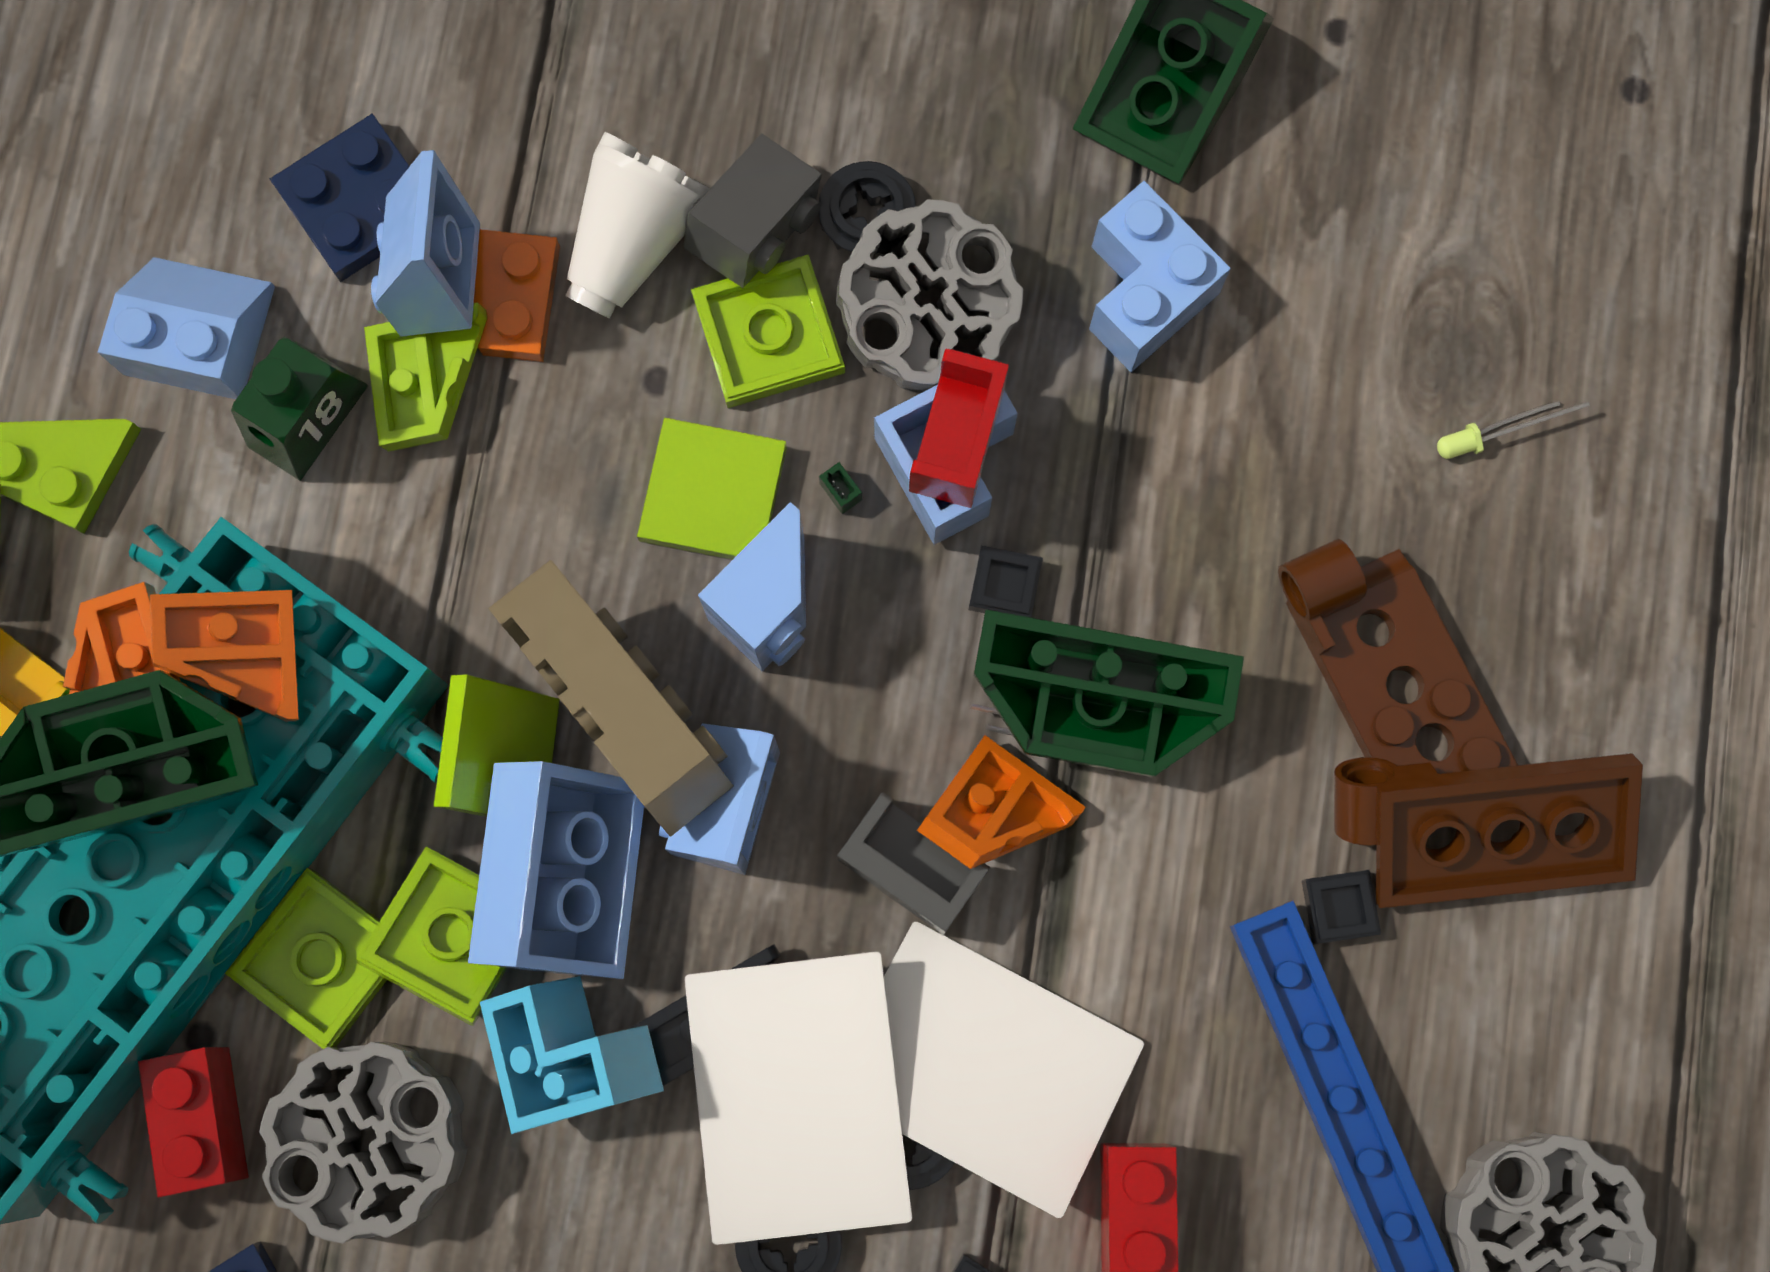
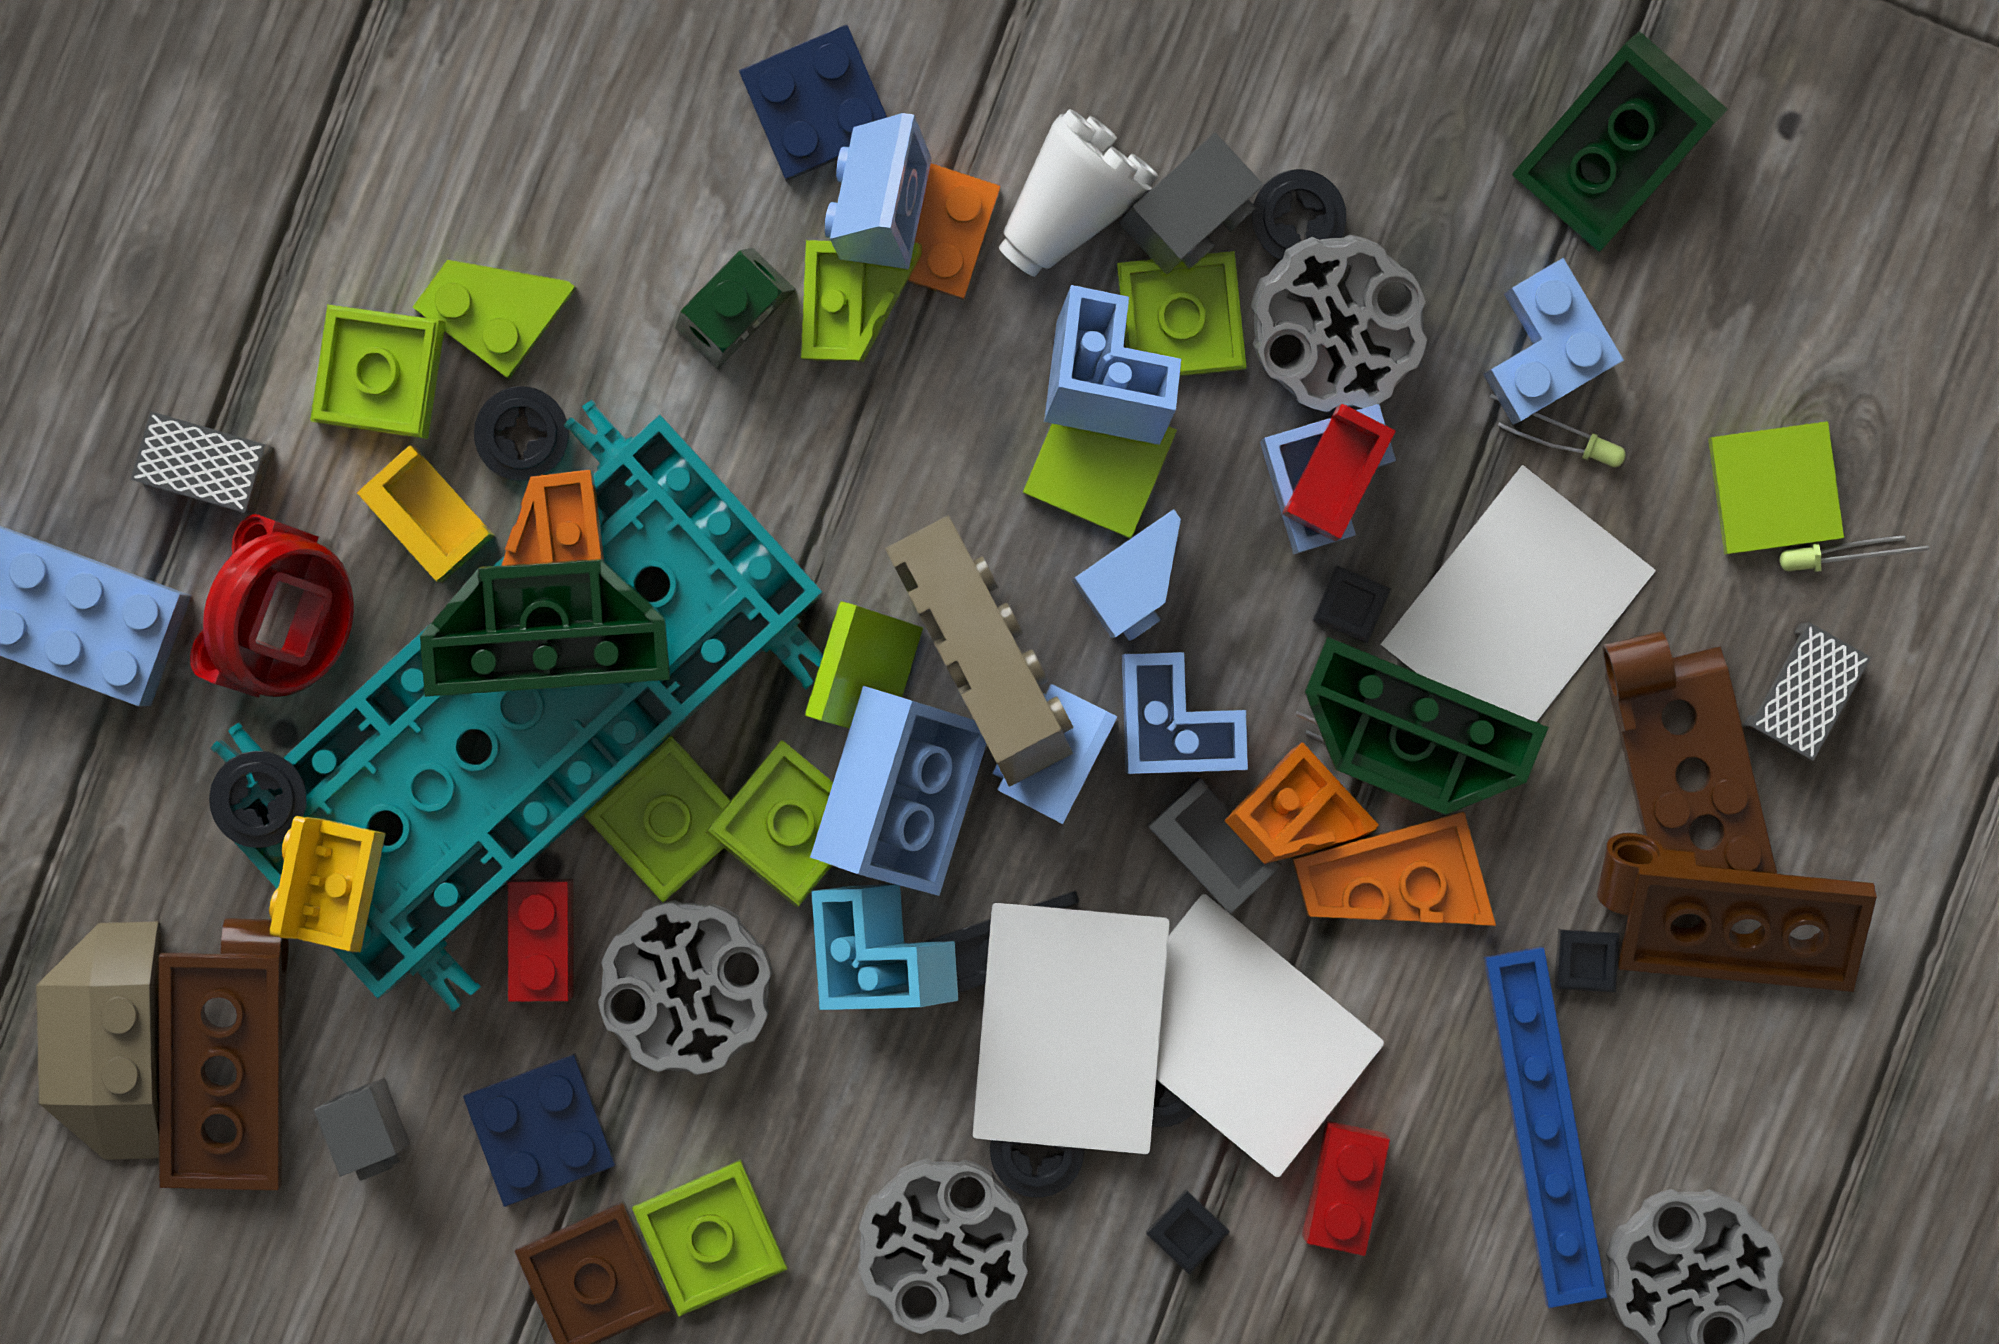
camera: 15 degrees right, 10 degrees up
(79, 566) = (503, 412): none -> black gear
(187, 327) = (642, 200): light blue slope -> none
(230, 645) = (658, 542): orange wing -> none
(697, 397) = (1100, 382): none -> light blue brick
(840, 488) = (1218, 483): dark green piece -> none
(842, 755) = (1161, 732): none -> light blue brick
(1120, 856) = (1399, 875): none -> orange wing
(1181, 541) = (1519, 600): none -> white sticker
(1222, 374) = (1596, 448): none -> piece
(1415, 378) = (1776, 487): none -> lime tile
(1506, 573) = (1808, 692): none -> dark grey panel

